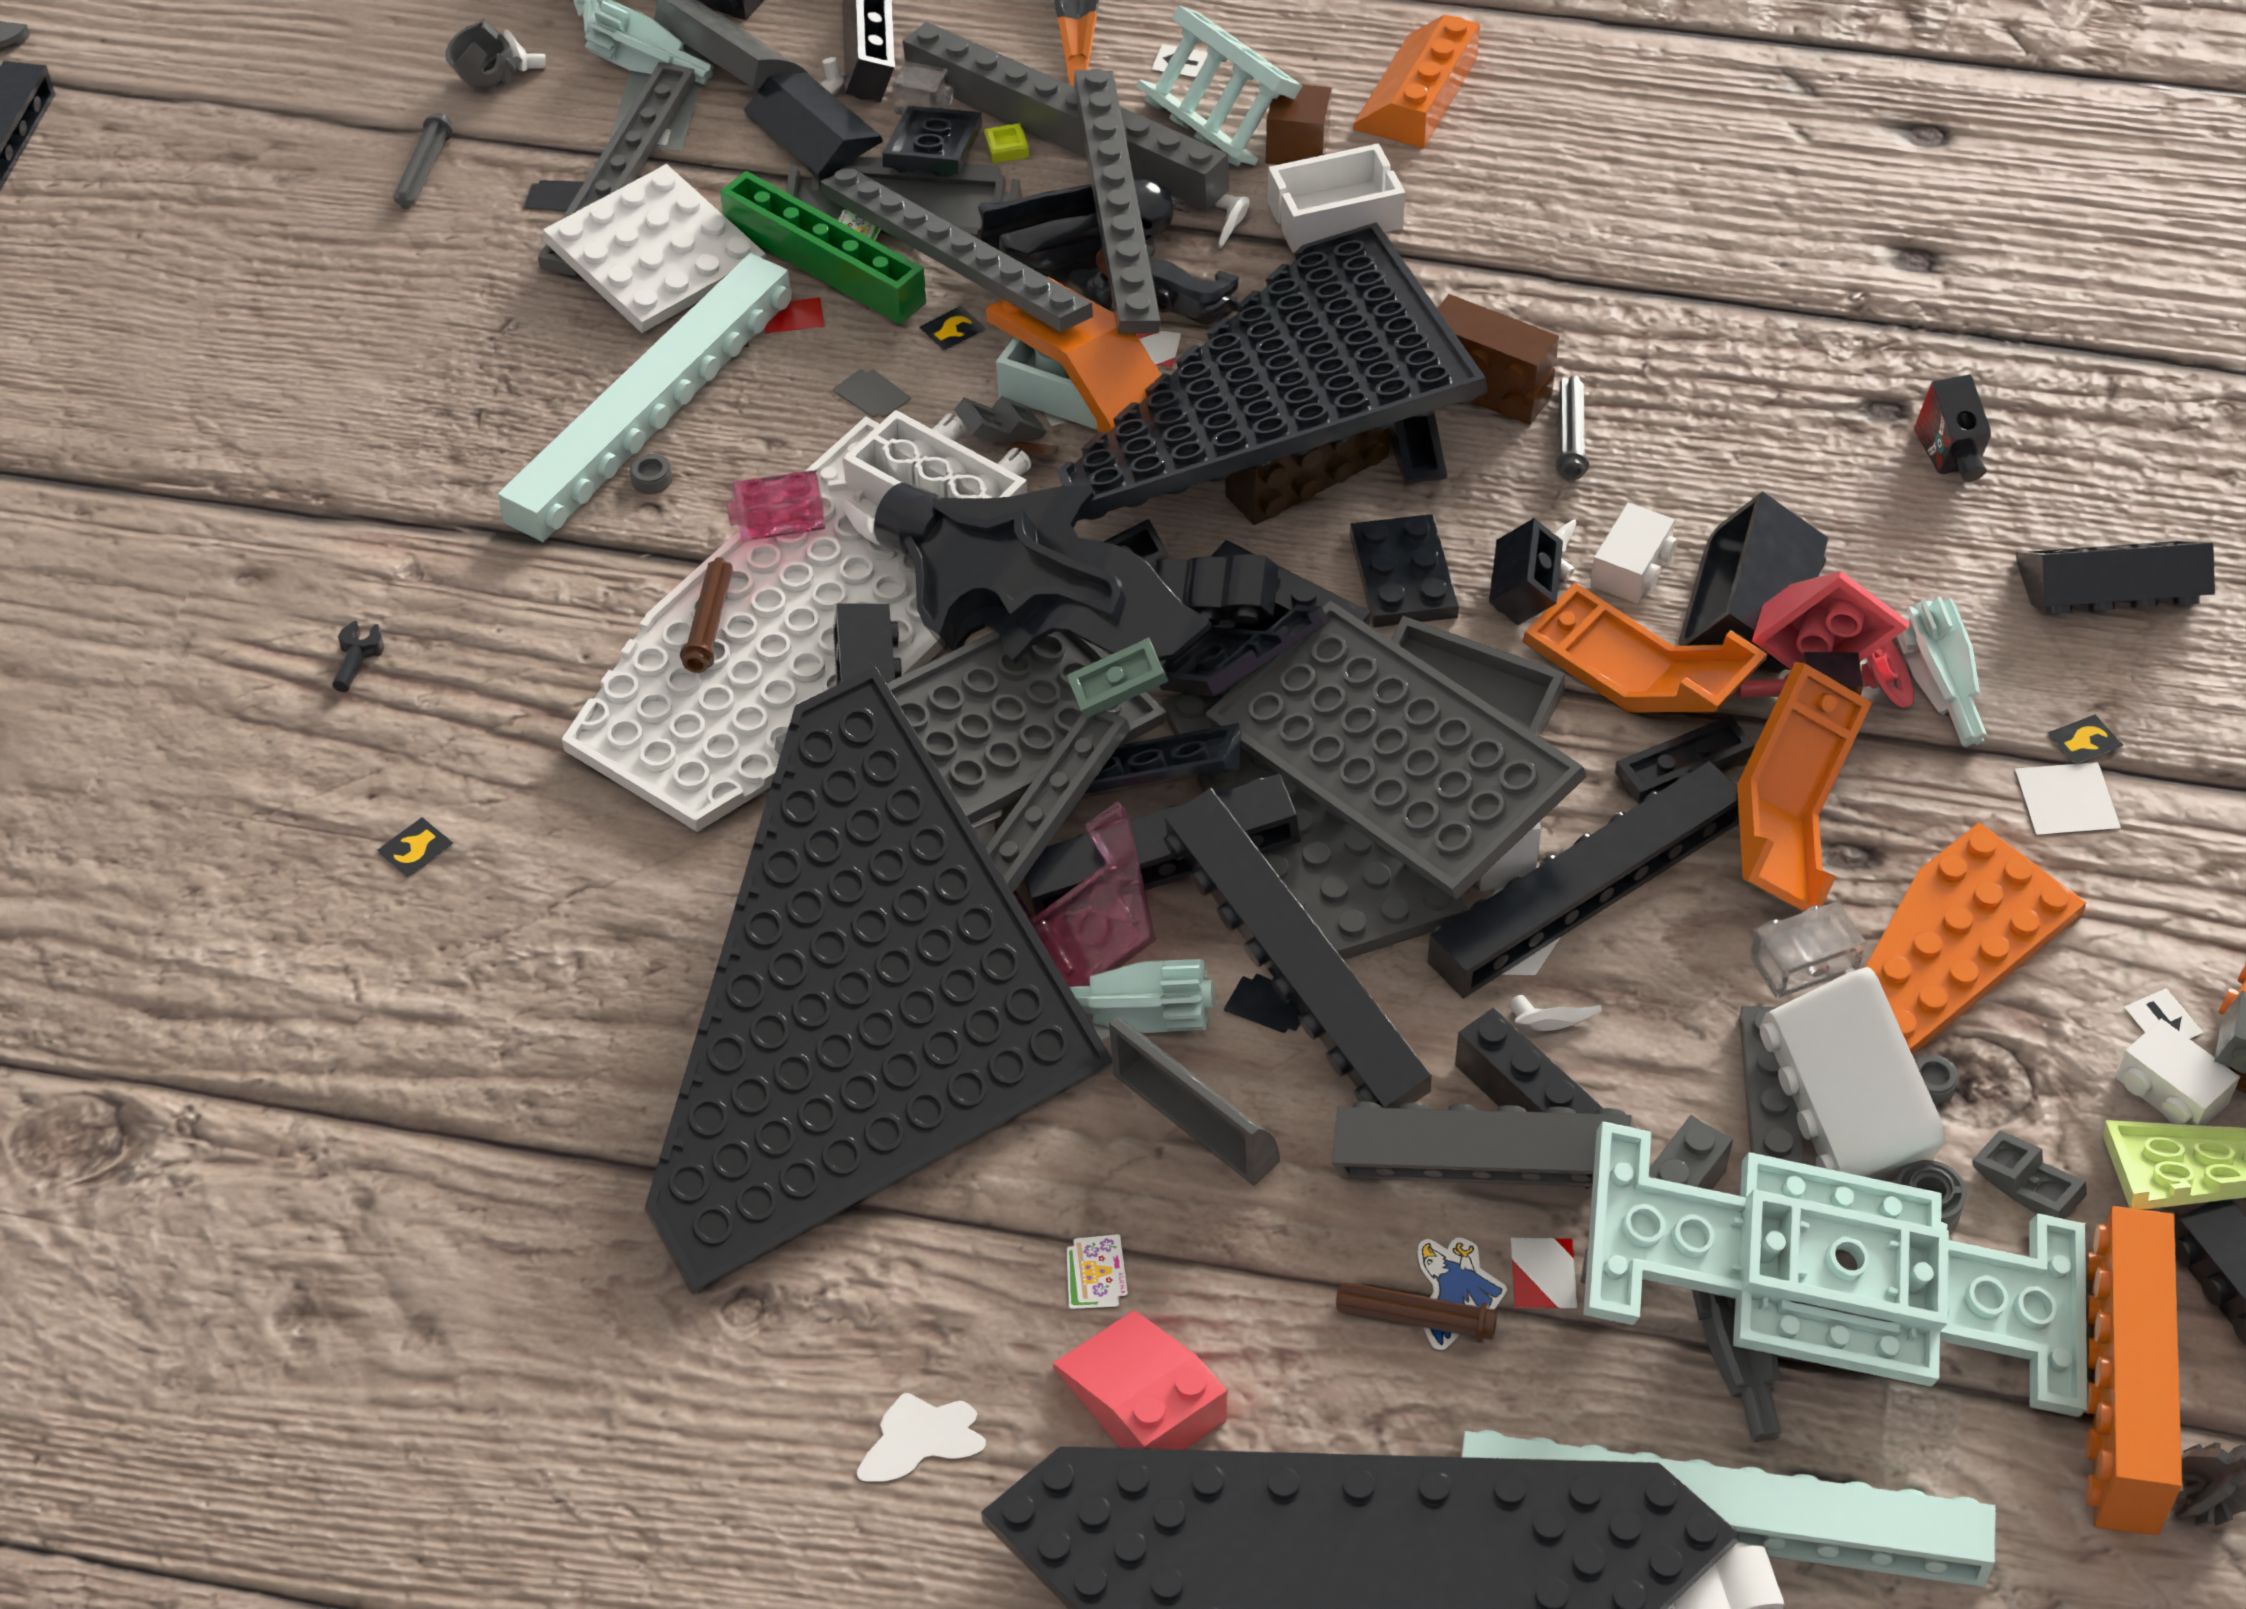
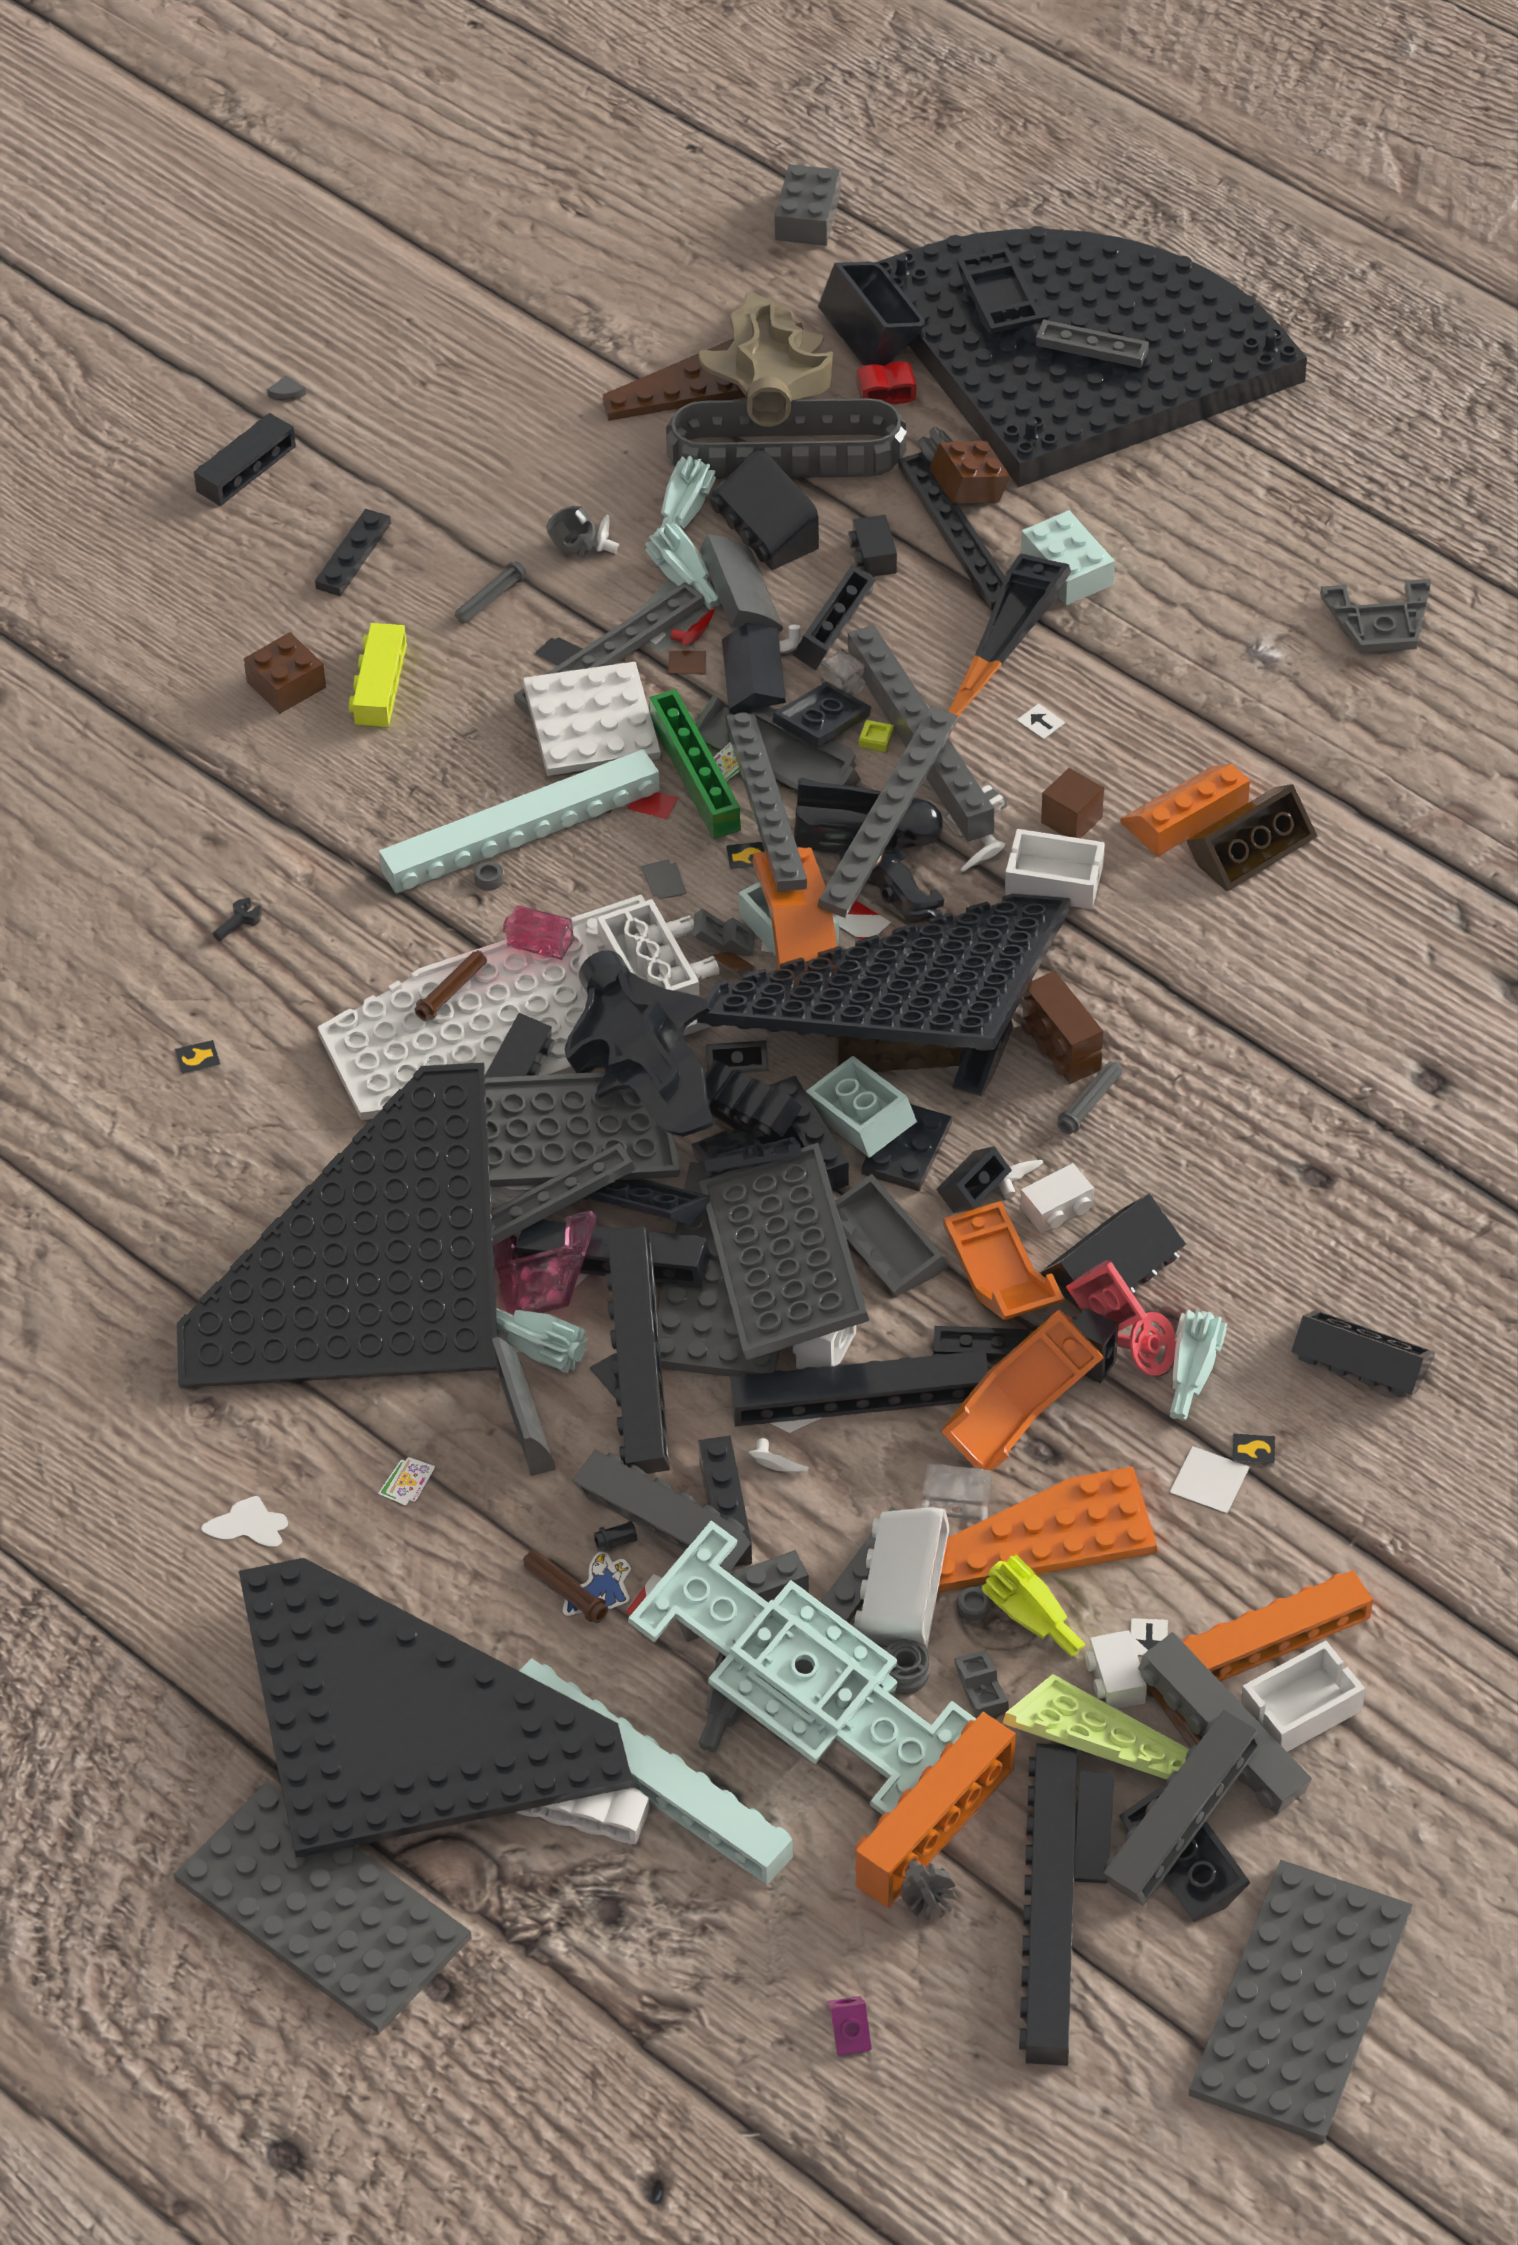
camera: 30 degrees right, 0 degrees up
(212, 180) = (352, 552): none -> black plate
(221, 340) = (285, 672): none -> reddish brown brick
(346, 298) = (379, 675): none -> neon yellow brick
(707, 112) = (694, 632): none -> red bar
(718, 149) = (687, 662): none -> reddish brown sticker
(1117, 678) = (640, 1133): sand green plate -> none
(1144, 1386) = (383, 1554): coral slope -> none
(1246, 66) = (1054, 752): light aqua fence -> none
(1337, 539) = (861, 1106): none -> light aqua brick
(1423, 1220) = (615, 1536): none -> black pin
(1518, 84) = (1253, 837): none -> dark brown slope
(1954, 427) = (1334, 1208): black torso -> none
(2007, 1042) = (1030, 1603): none -> neon yellow piece

